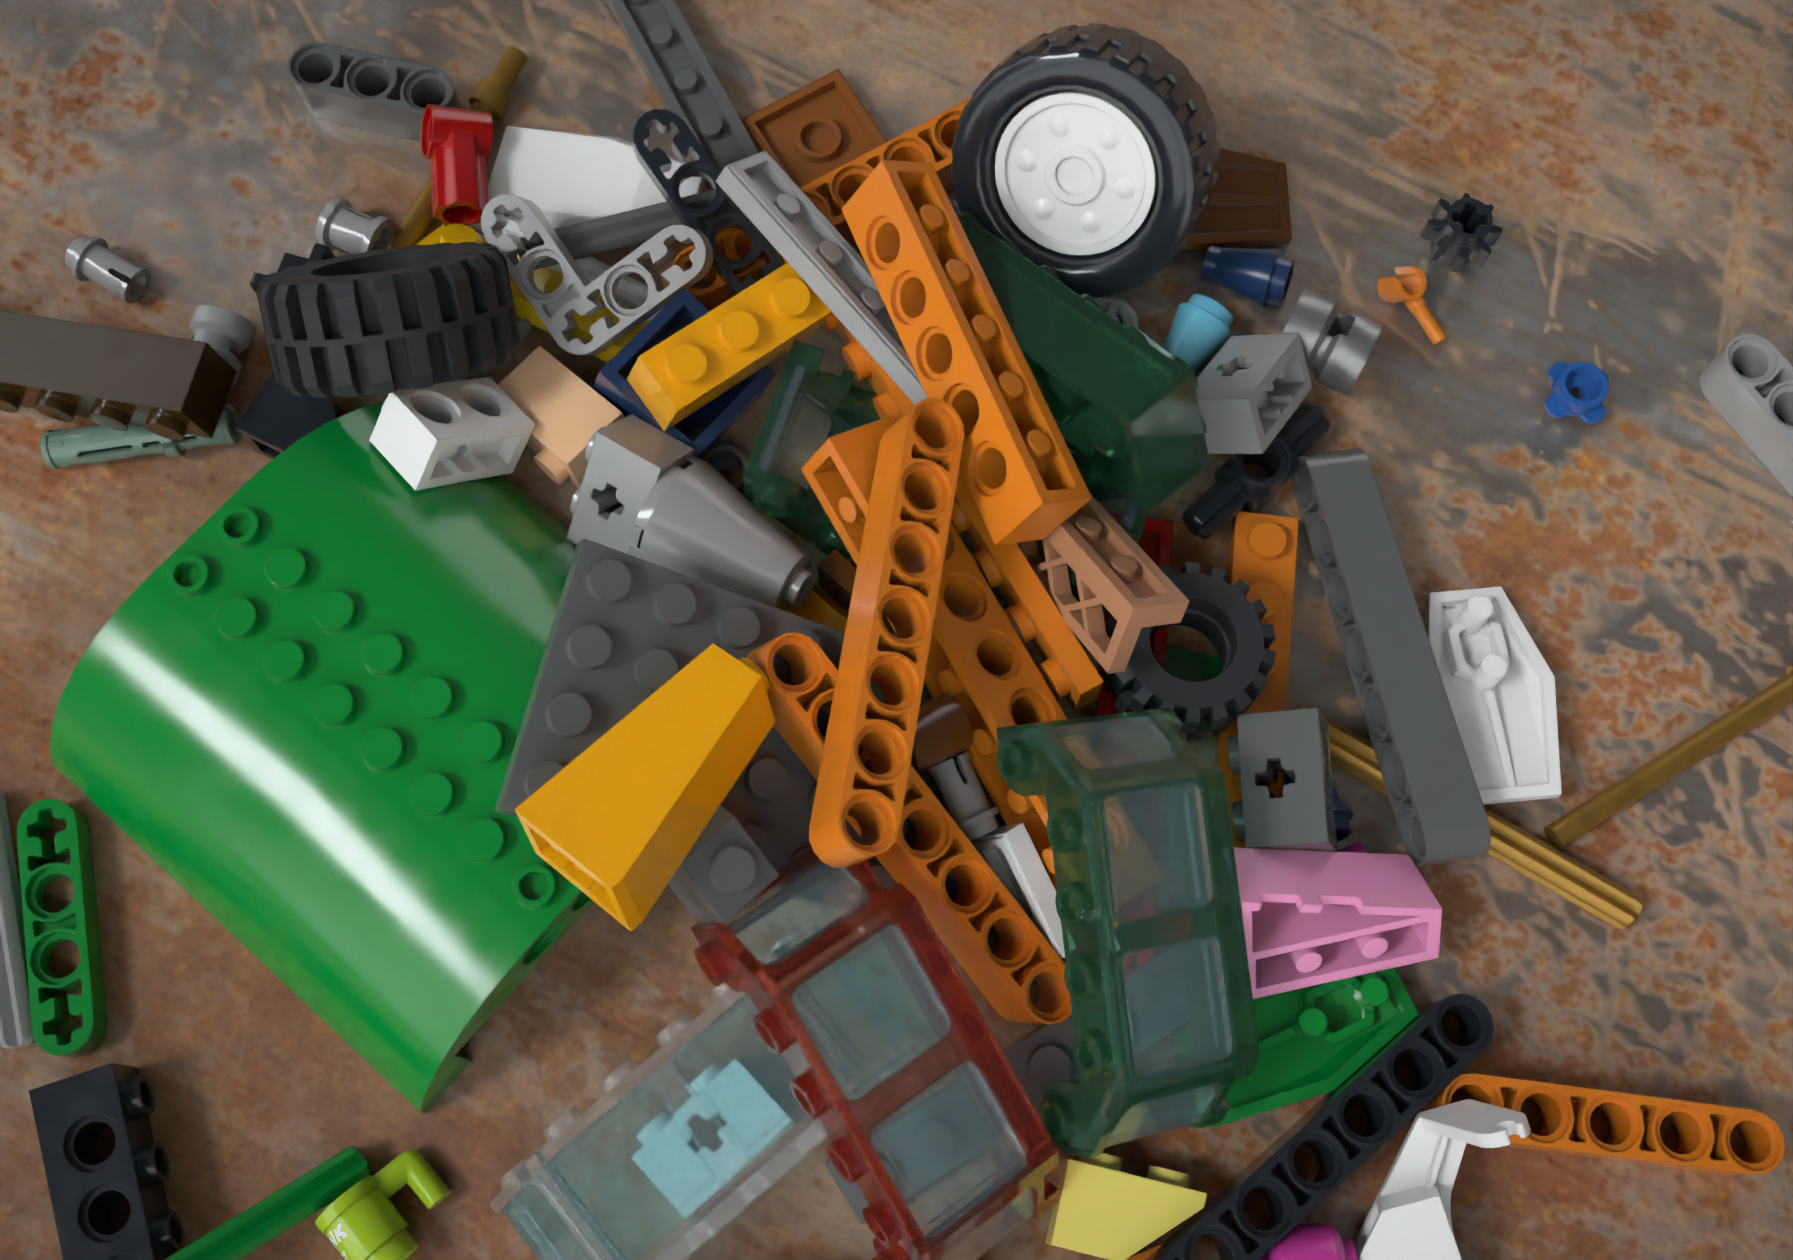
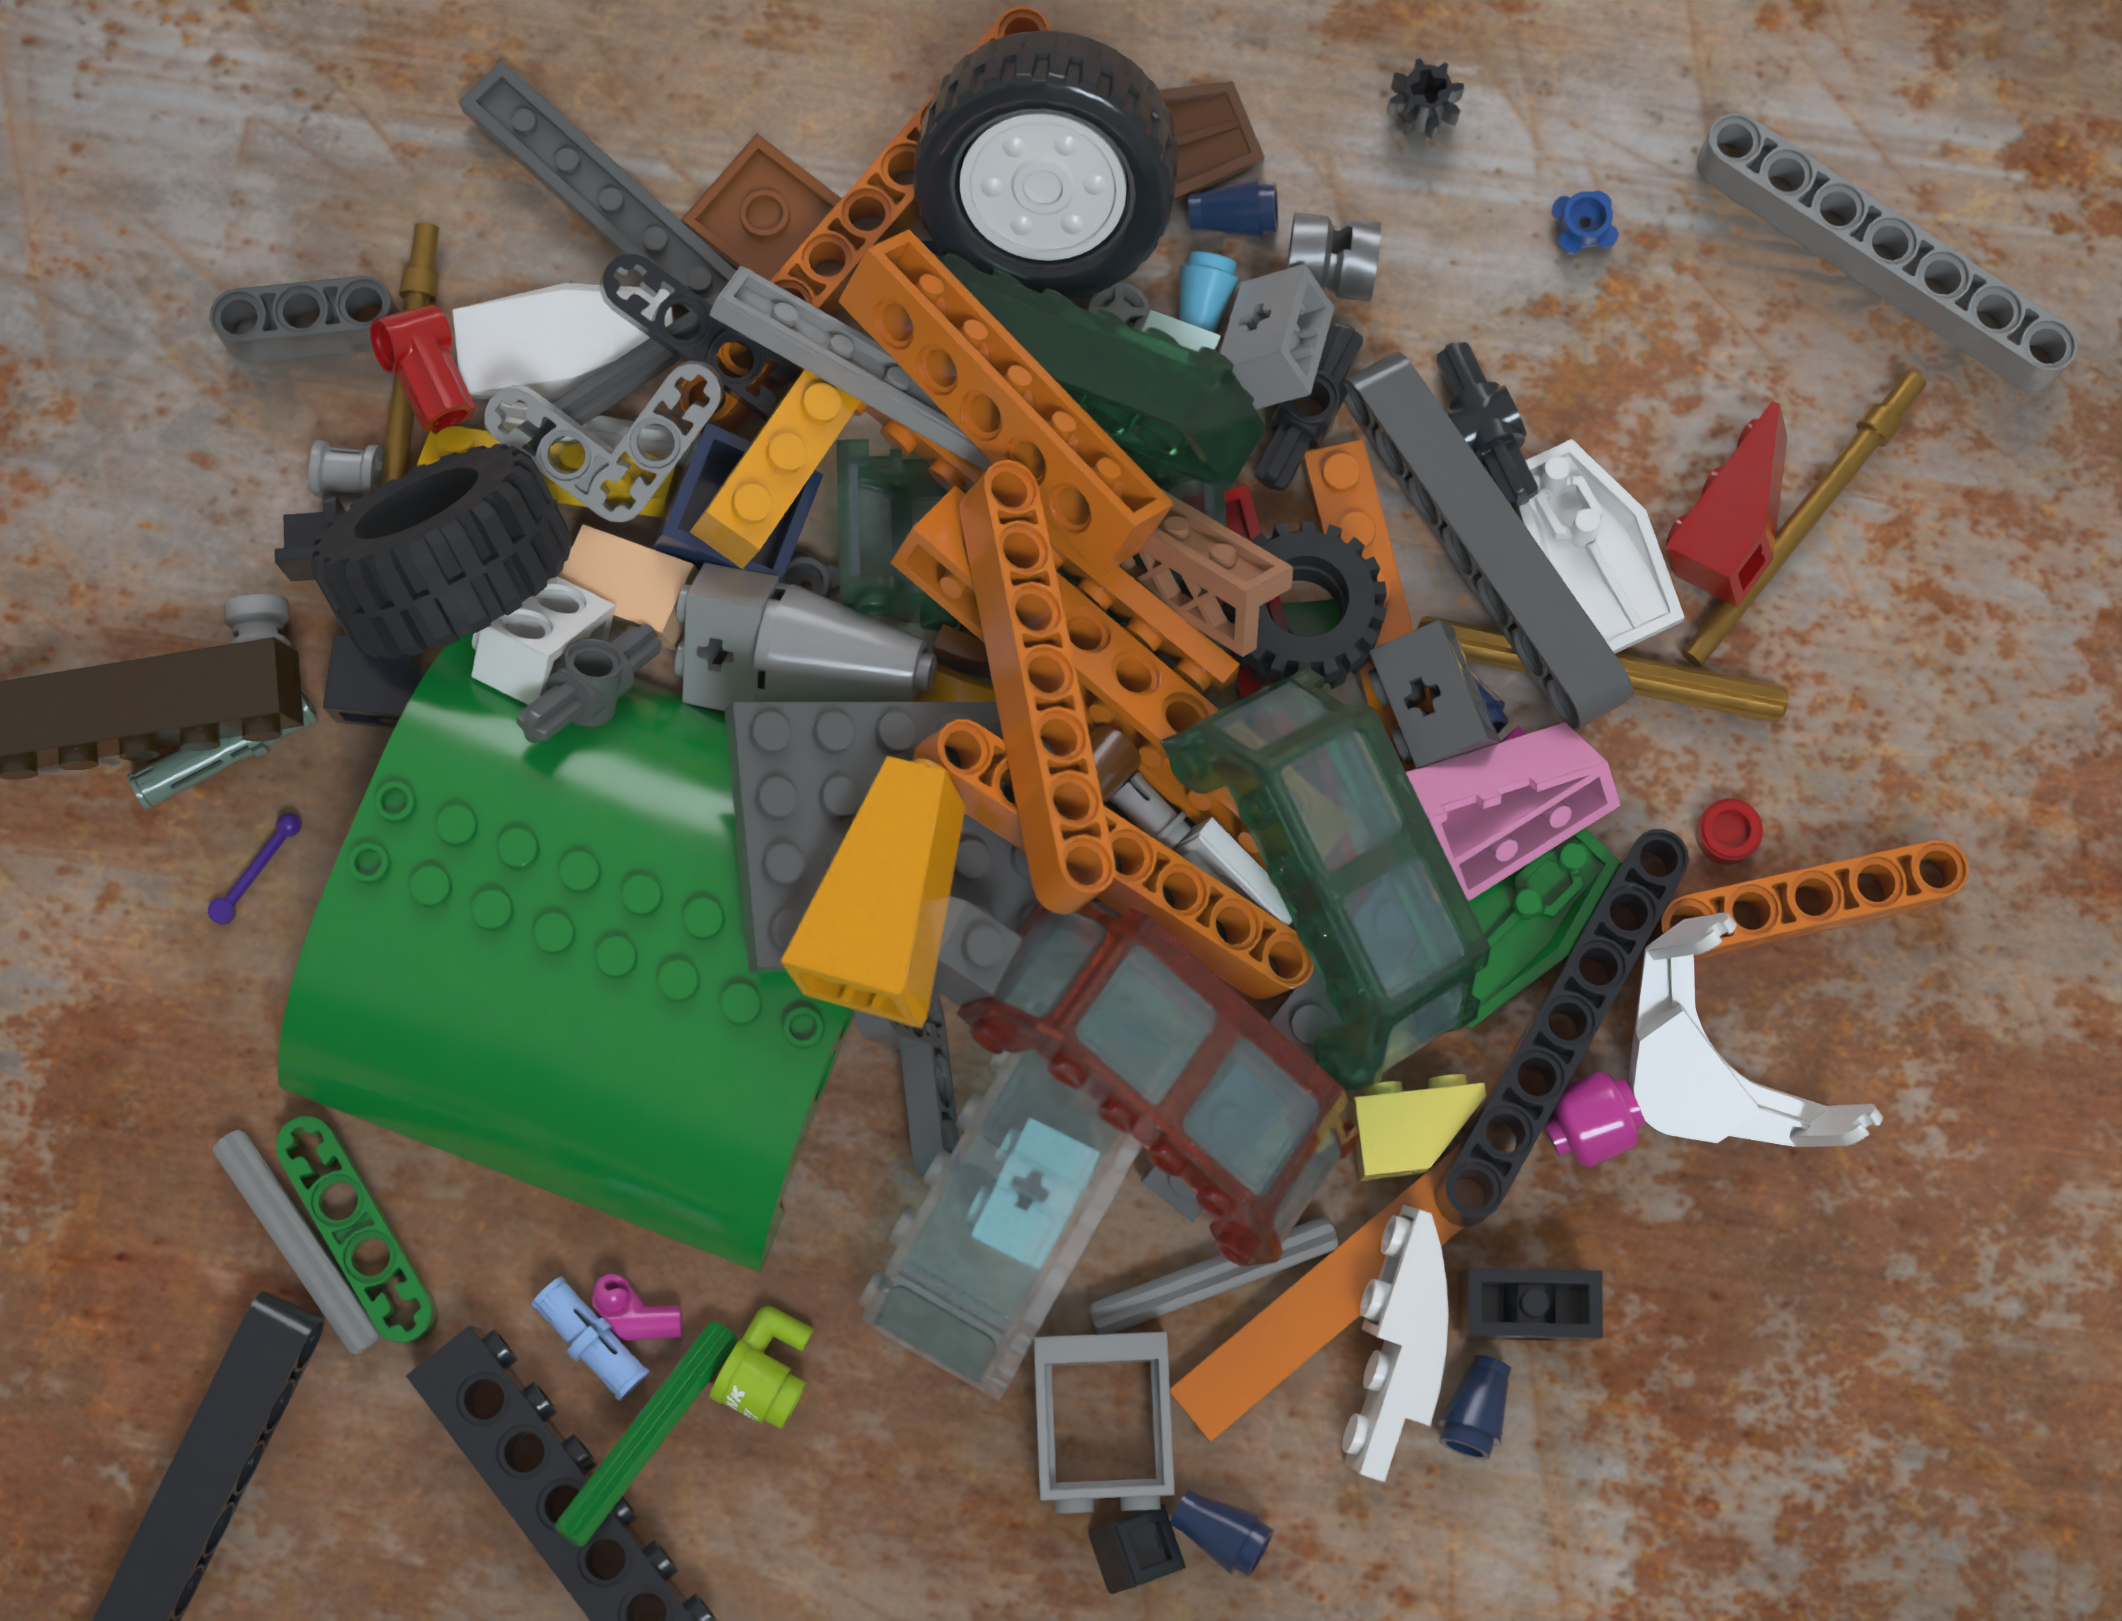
camera: 20 degrees left, 5 degrees up
(80, 584) = (223, 909): none -> dark purple hinge
(96, 262) = (110, 592): light grey pin -> none
(231, 1118) = (590, 1338): none -> light blue pin
(279, 1108) = (630, 1315): none -> dark pink arm
(472, 483) = (589, 683): none -> dark grey axle
(653, 978) = (925, 1077): none -> dark grey beam
(1410, 292) = (1398, 177): orange hand -> none
(1426, 541) = (1487, 422): none -> black axle
(1538, 1022) = (1729, 831): none -> red tile
(1636, 722) = (1734, 524): none -> red slope

